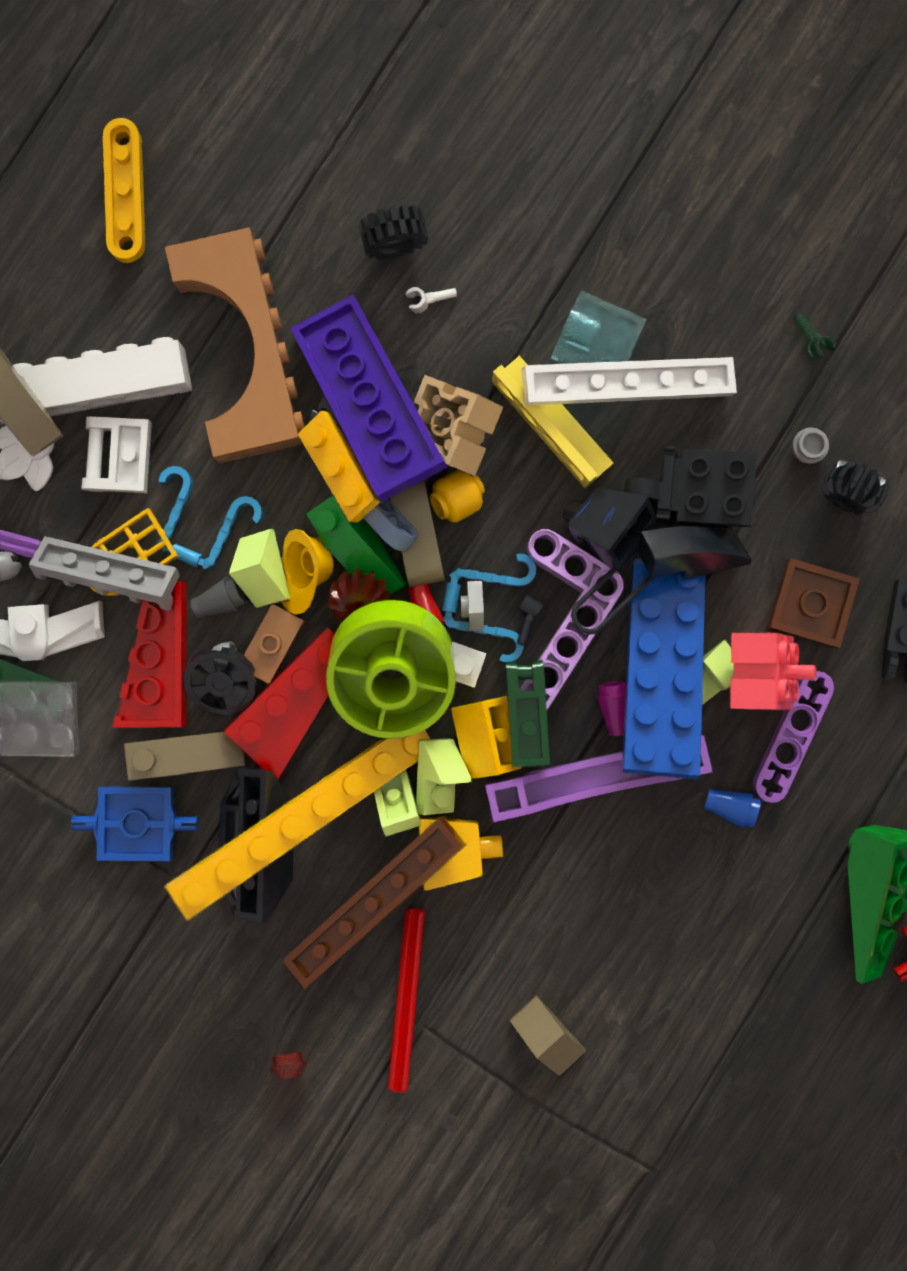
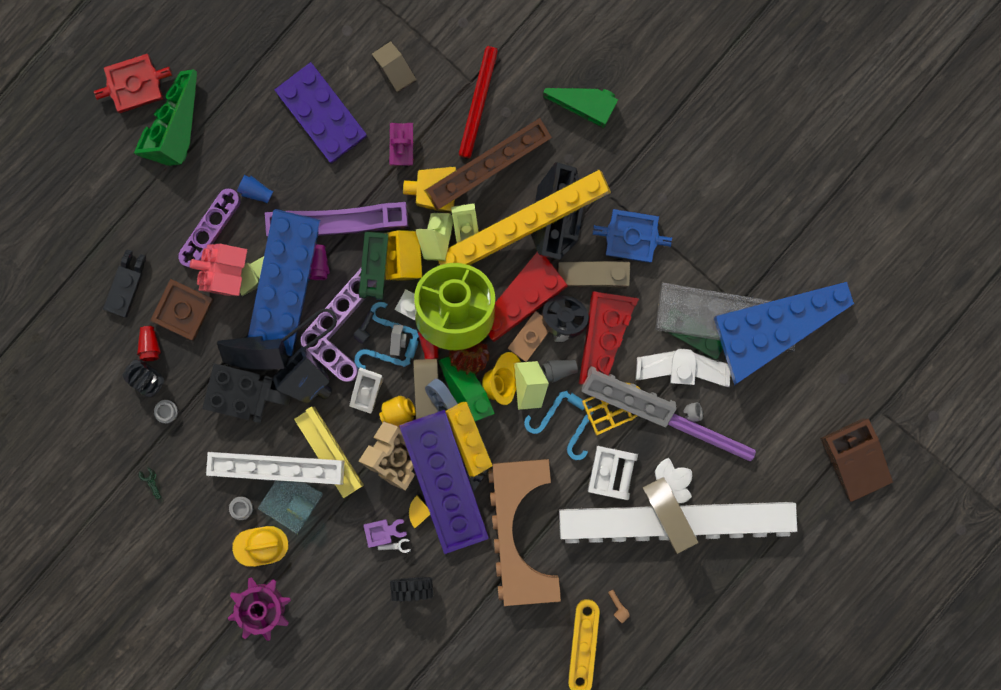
camera: 170 degrees left, 0 degrees up
(73, 249) = (622, 614): none -> medium nougat hand
(231, 1023) = (588, 103): none -> green slope
(288, 1065) = (557, 73): clear red plate -> none
(403, 353) = (418, 511): none -> yellow tile
(455, 312) = (380, 533): none -> medium lavender plate
(510, 520) = (366, 390): none -> white slope
(515, 913) = (401, 144): none -> magenta hips
(632, 268) = (260, 546): none -> yellow piece
(634, 172) = (253, 621): none -> magenta brick
(650, 944) = (320, 112): none -> dark purple plate
(671, 318) = (240, 508): none -> light grey plate
(856, 542) = (148, 345): none -> red cone

